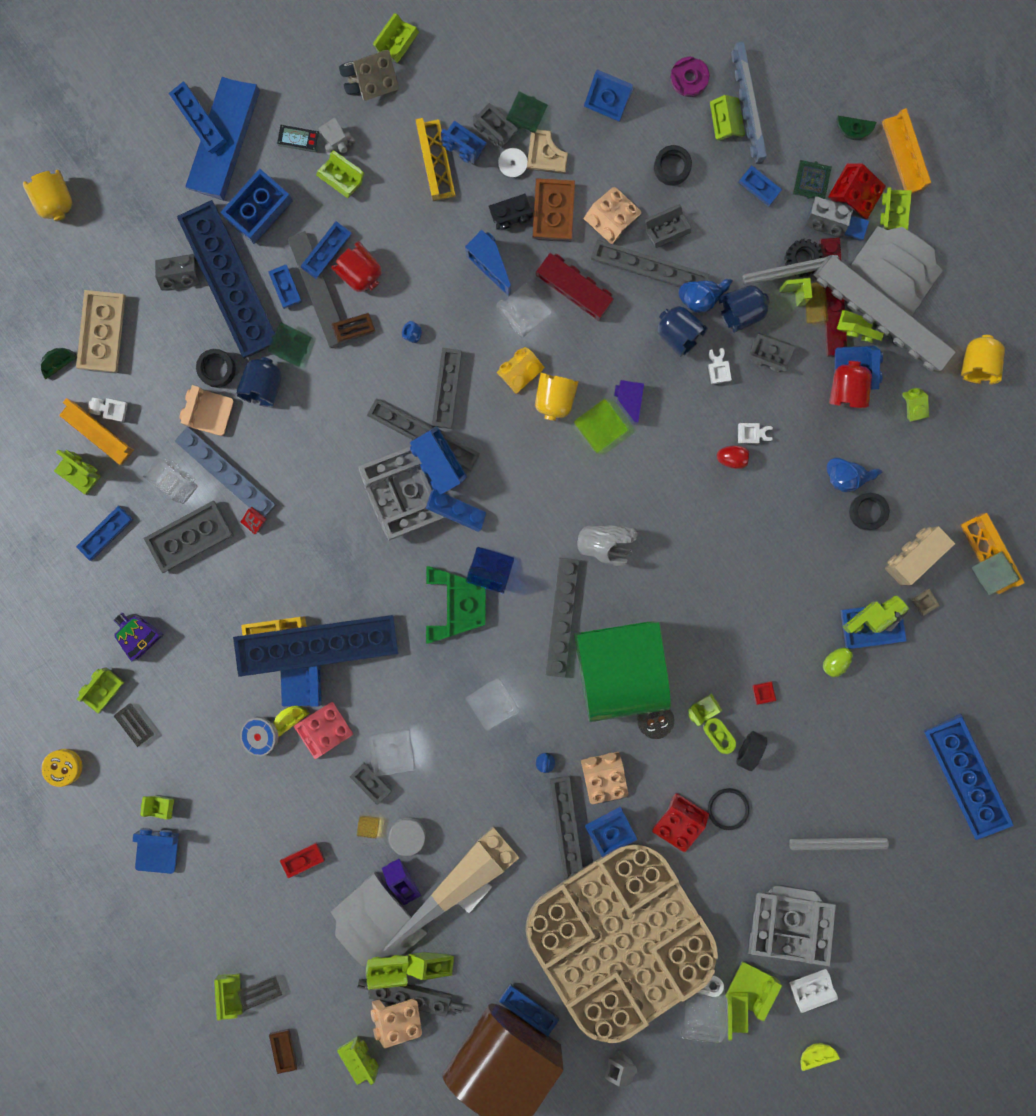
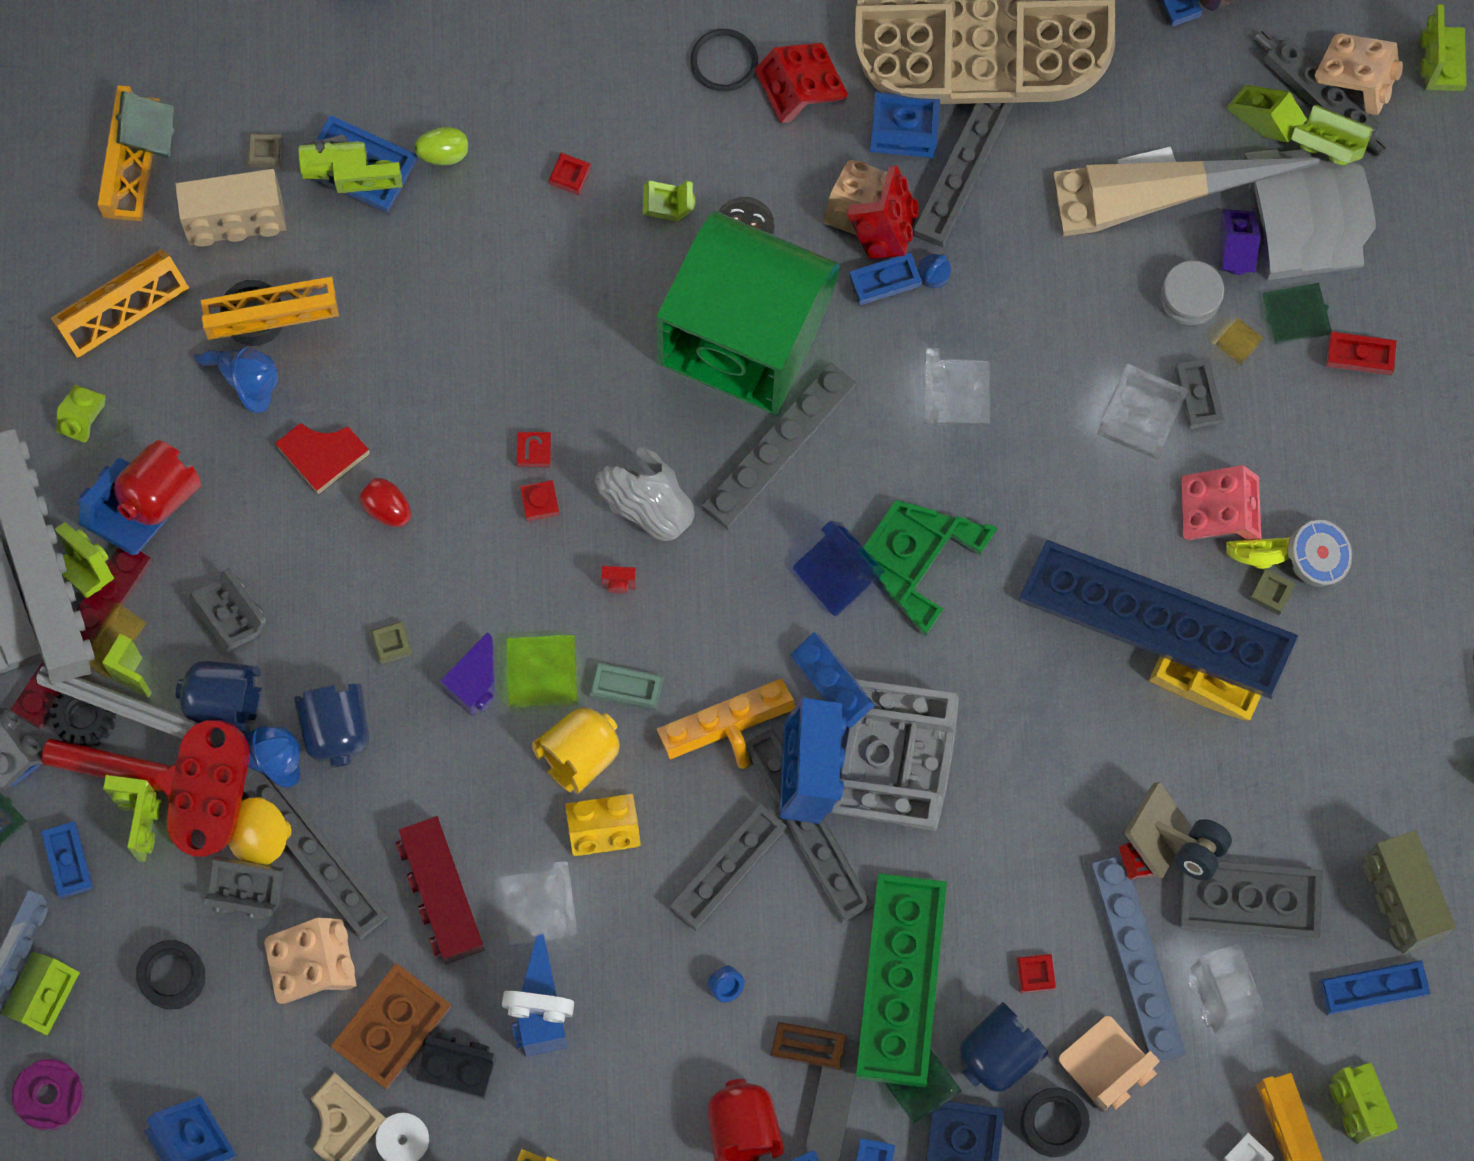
camera: 150 degrees left, 15 degrees down
(112, 586) = (1408, 892): none -> olive brick
(135, 635) = (1415, 803): torso -> none
(249, 538) = (1161, 833): none -> dark tan plate
(269, 434) = (1036, 973): none -> red tile
(271, 702) = (1272, 591): none -> olive tile
(301, 687) = (1217, 576): blue bracket -> none
(329, 386) = (901, 980): none -> green plate
(348, 862) = (1297, 313): none -> clear green piece
(479, 251) = (522, 1003): none -> white plate
(494, 458) = (727, 720): none -> light orange plate
(555, 445) = (626, 686): none -> sand green tile
(566, 740) = (885, 279): none -> blue plate
(581, 767) = (888, 224): none -> red bracket
(594, 493) = (618, 579): none -> red plate
(660, 510) = (539, 500): none -> red plate
(680, 256) = (259, 832): none -> yellow dish
(681, 534) = (534, 449): none -> red tile
(682, 391) = (391, 642): none -> olive tile
(718, 735) = (672, 157): lime plate -> none
(719, 370) = (318, 637): white plate -> none
(722, 258) = (201, 786): none -> red piece
(741, 232) = (141, 799): none -> lime bracket
(751, 433) = (337, 521): white plate -> none
(751, 751) = (641, 105): black tyre -> none
(782, 461) = (322, 456): none -> red tile
(859, 509) = (271, 313): none -> light orange fence
(945, 475) = (112, 293): none -> light orange fence

